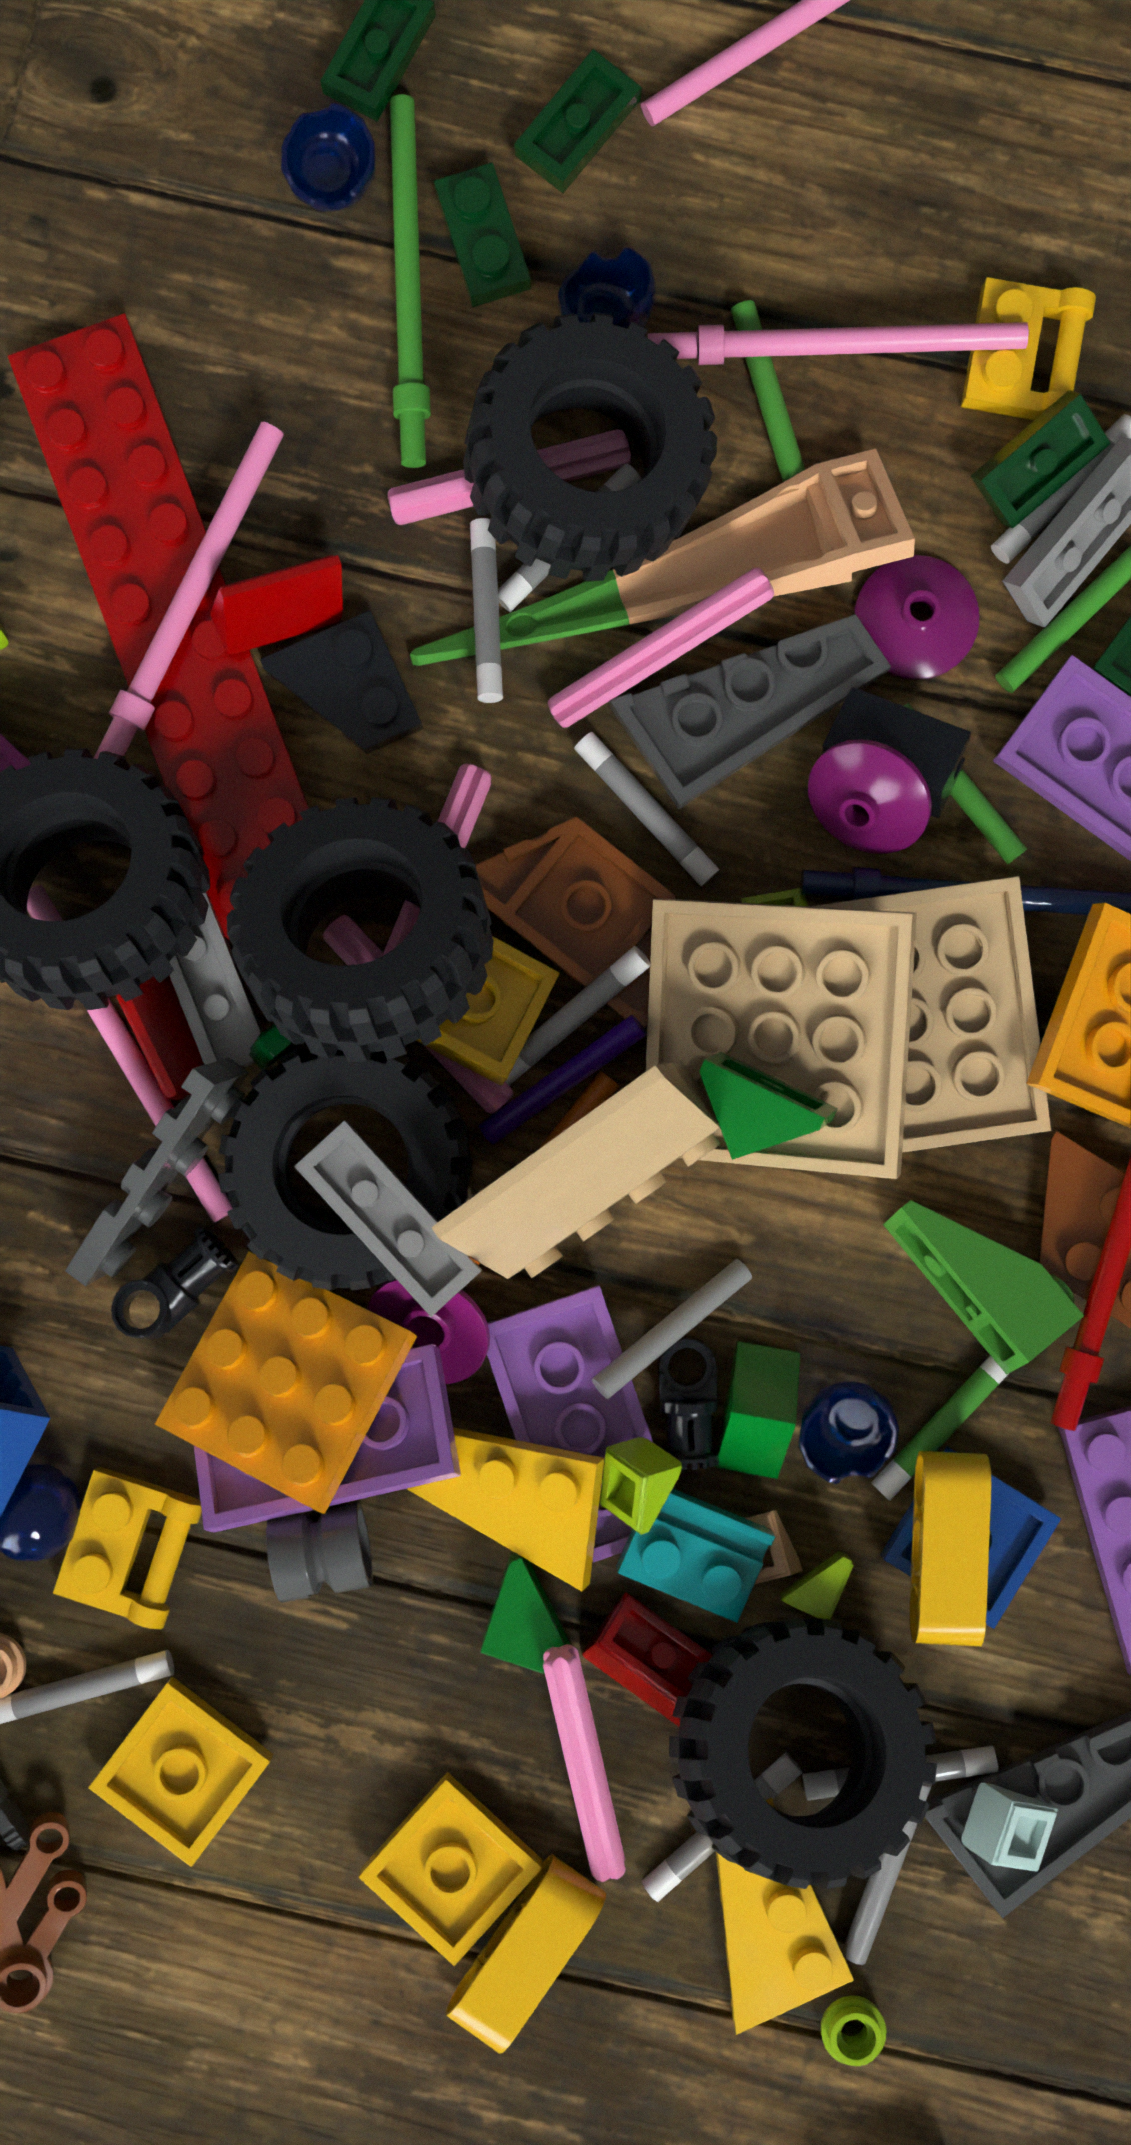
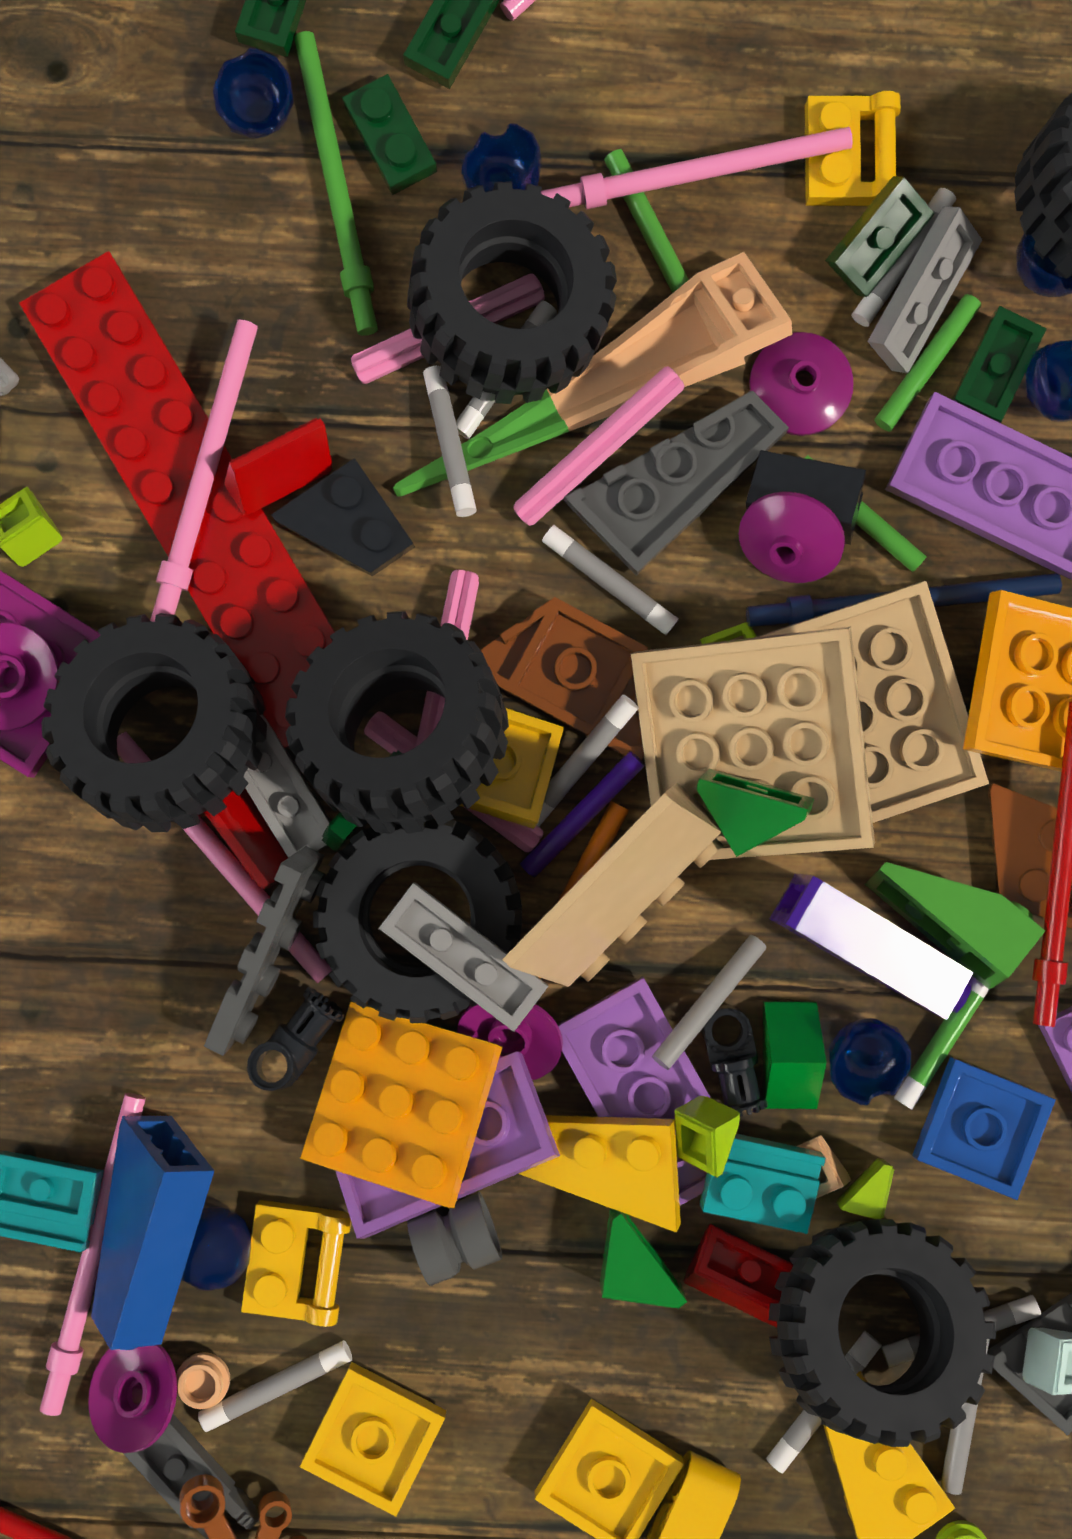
camera: 10 degrees left, 0 degrees up
(584, 1762) = (703, 1371): bright pink axle -> none
(878, 1297) = (872, 945): none -> slope
(950, 1548) = (971, 1142): yellow beam -> none

